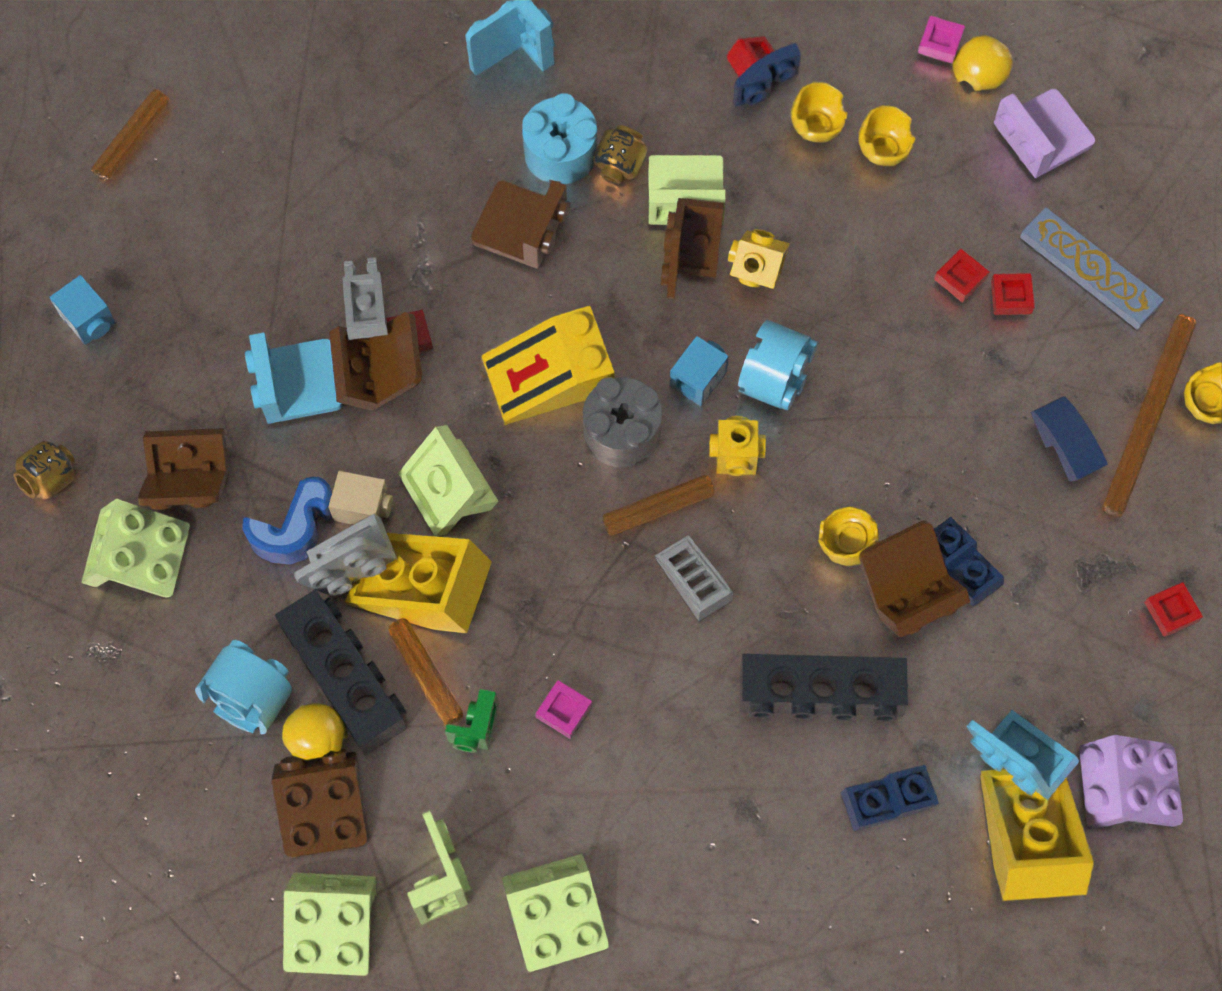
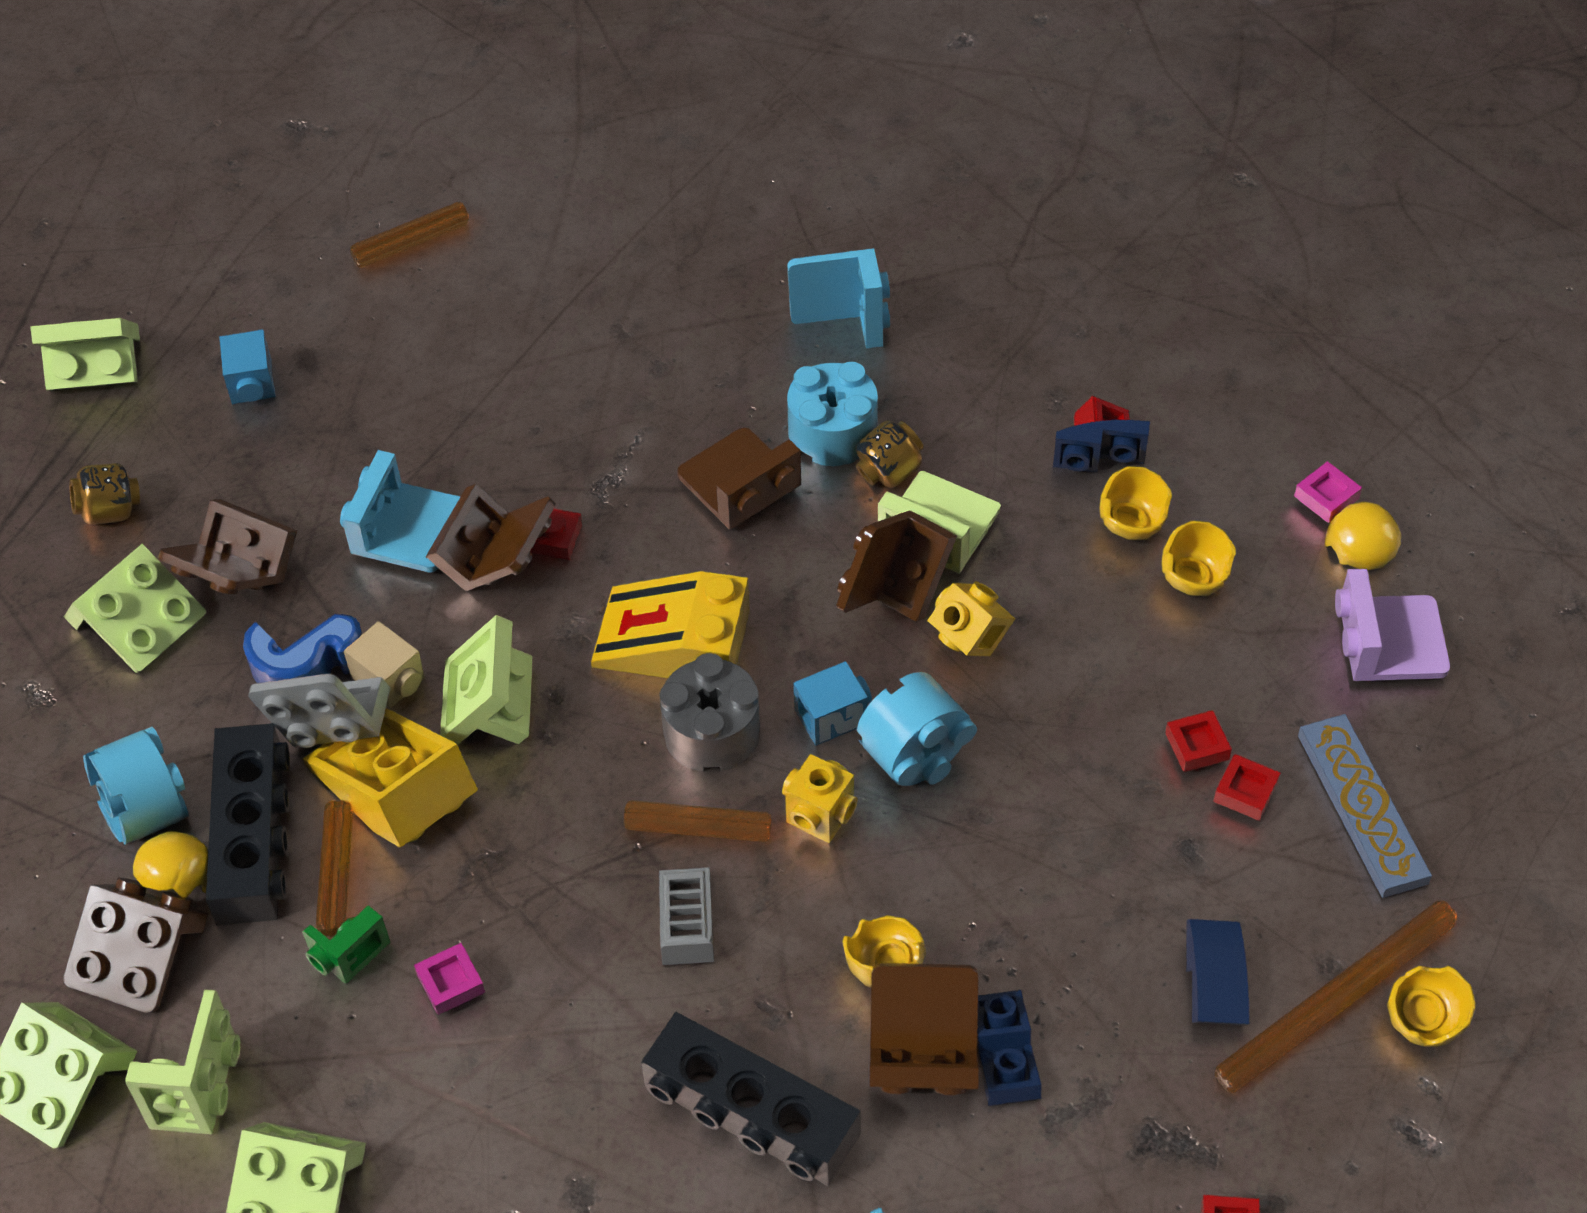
camera: 30 degrees right, 15 degrees down
(364, 301) = (521, 474): light grey hinge -> none

